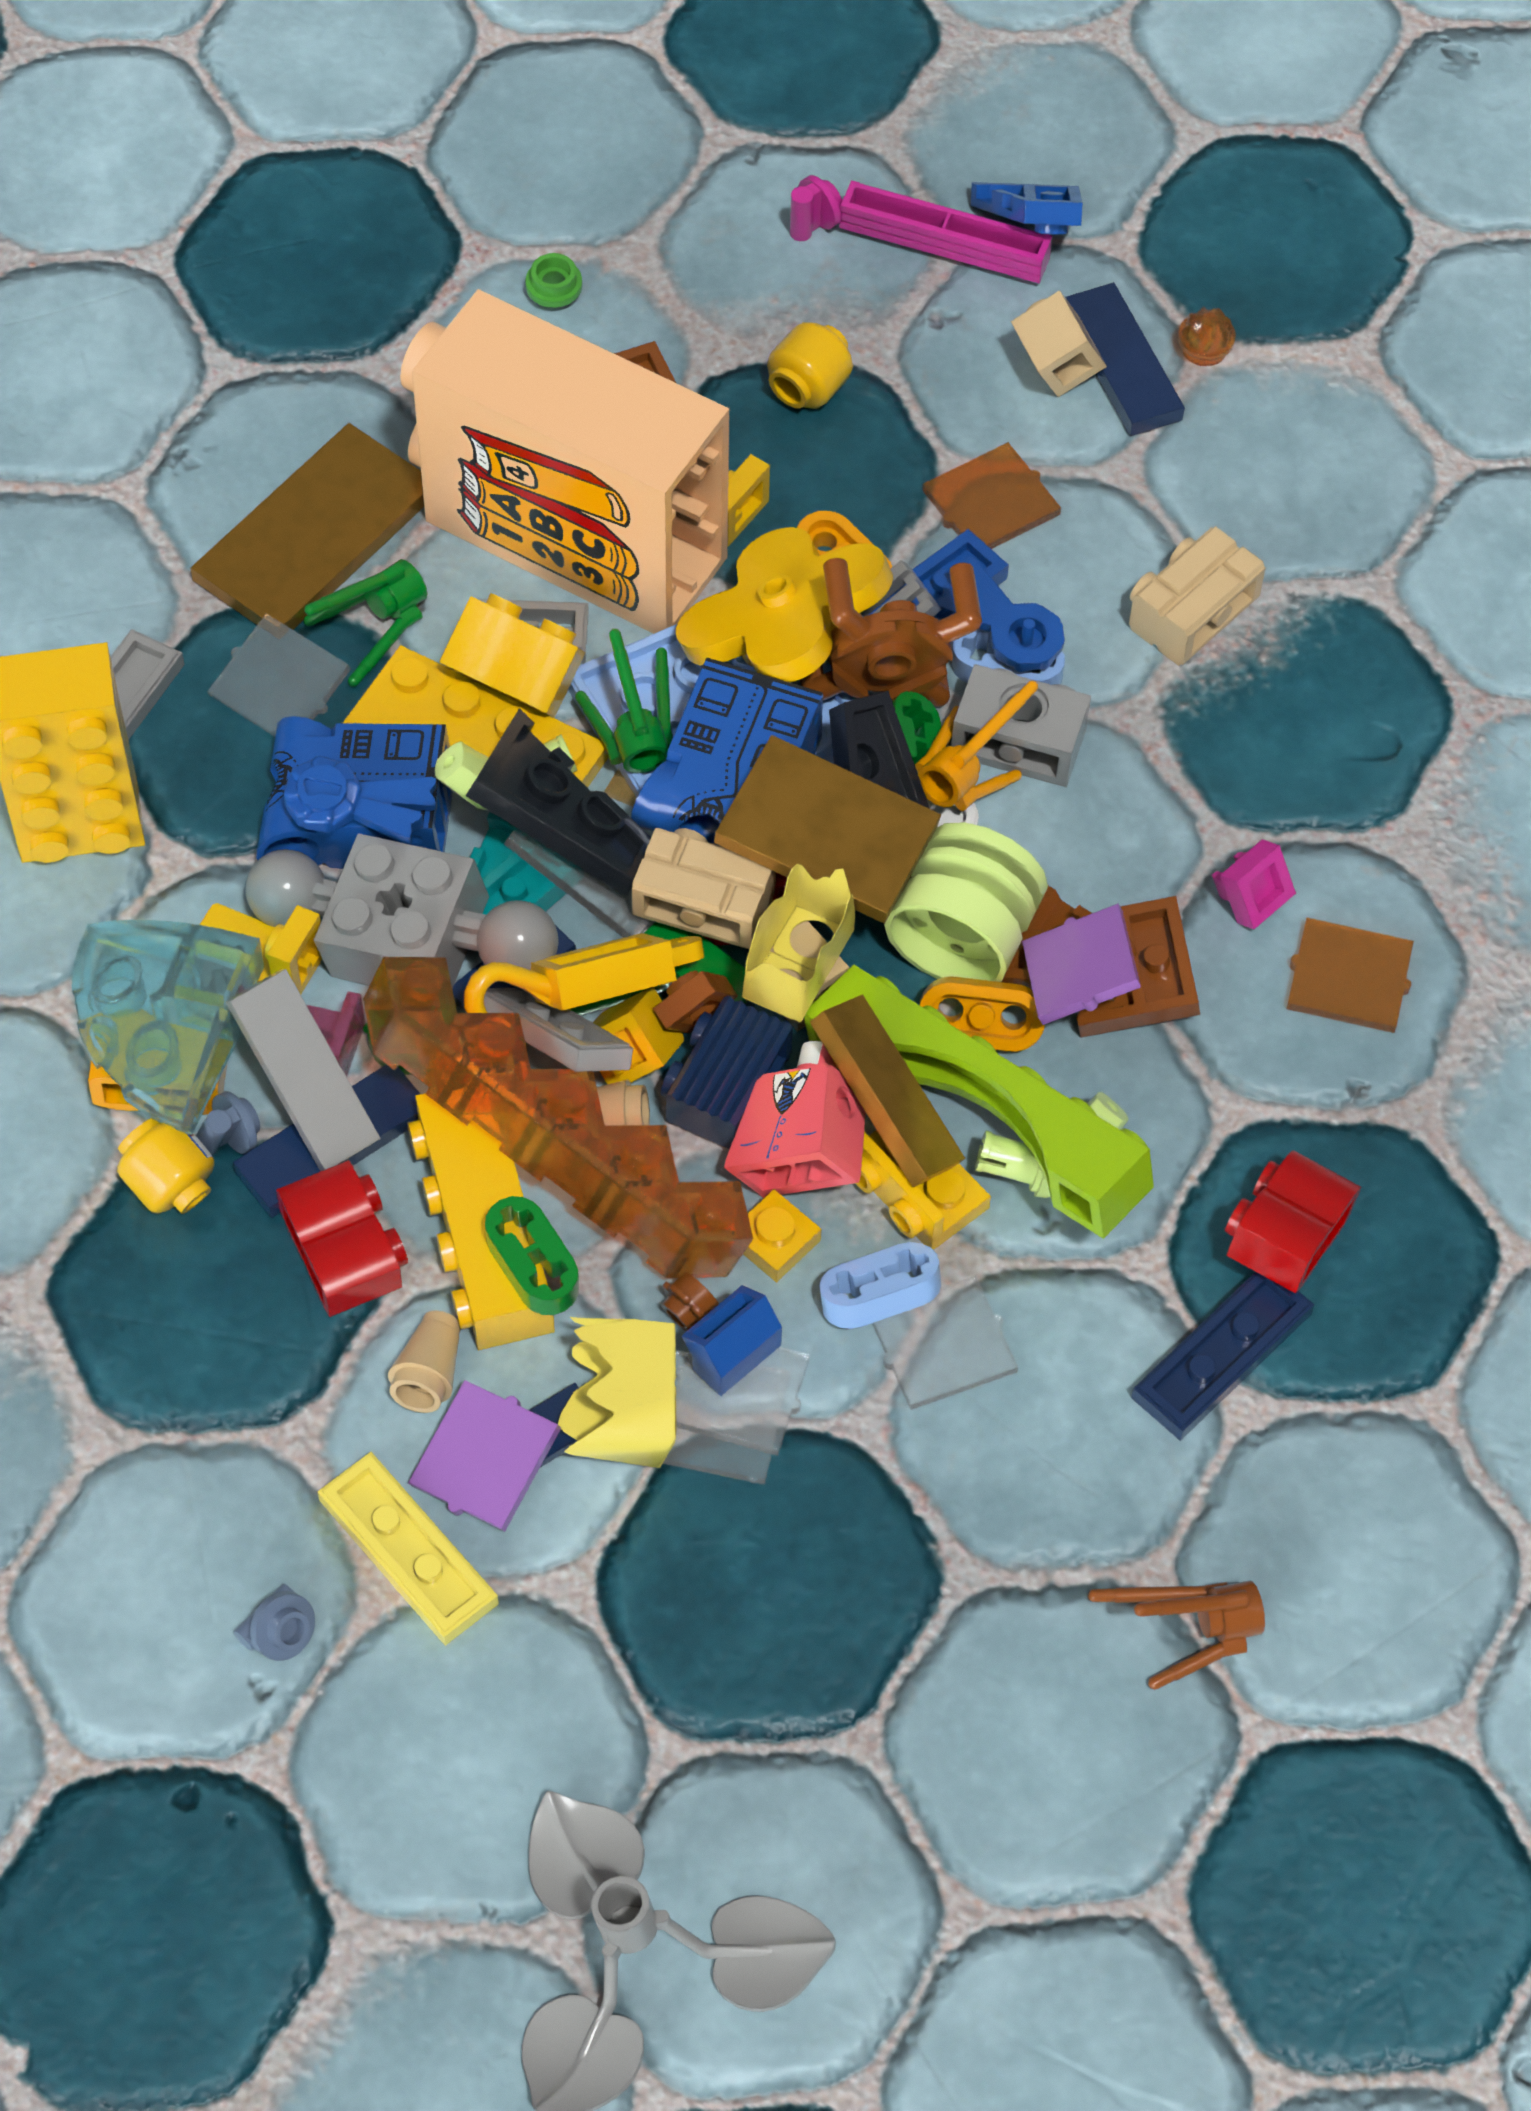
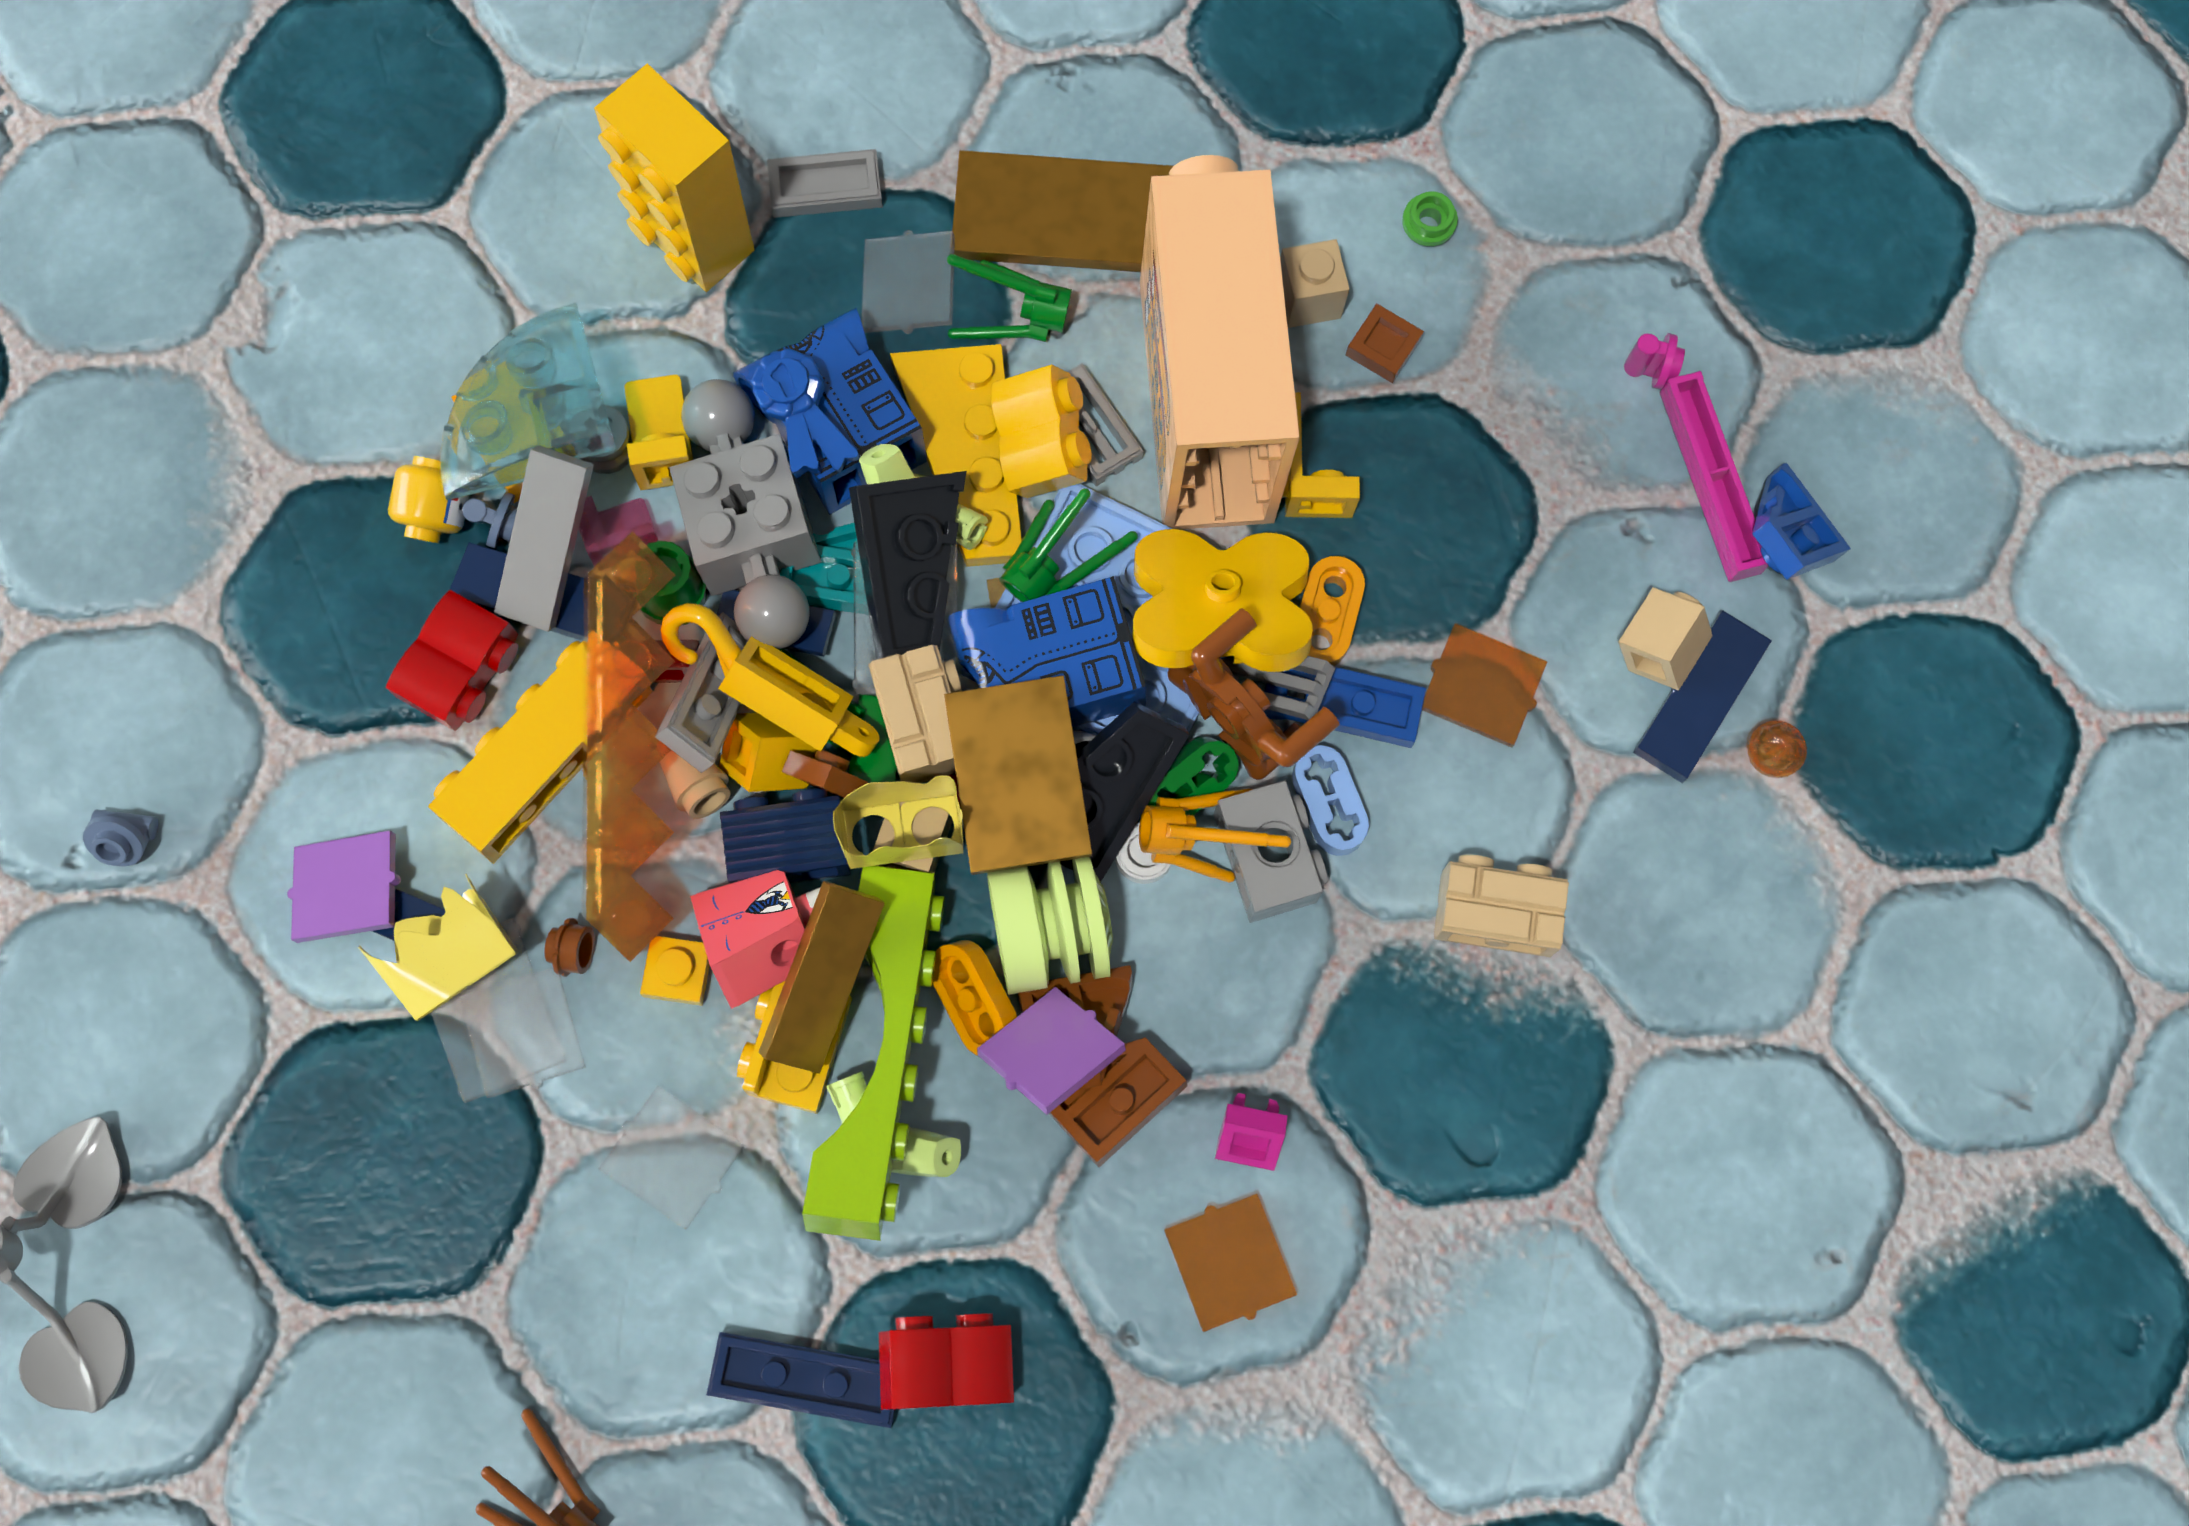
camera: 50 degrees right, 15 degrees up
(408, 1548) = (241, 883): light yellow tile -> none
(426, 1365) = (392, 793): tan cone -> none
(543, 1248) = (489, 803): green beam -> none
(733, 1338) = (541, 1002): blue piece -> none
(809, 365) = (1493, 462): yellow head -> none
(880, 1285) = (671, 1089): light blue beam -> none
(1020, 634) = (1349, 798): blue piece -> none

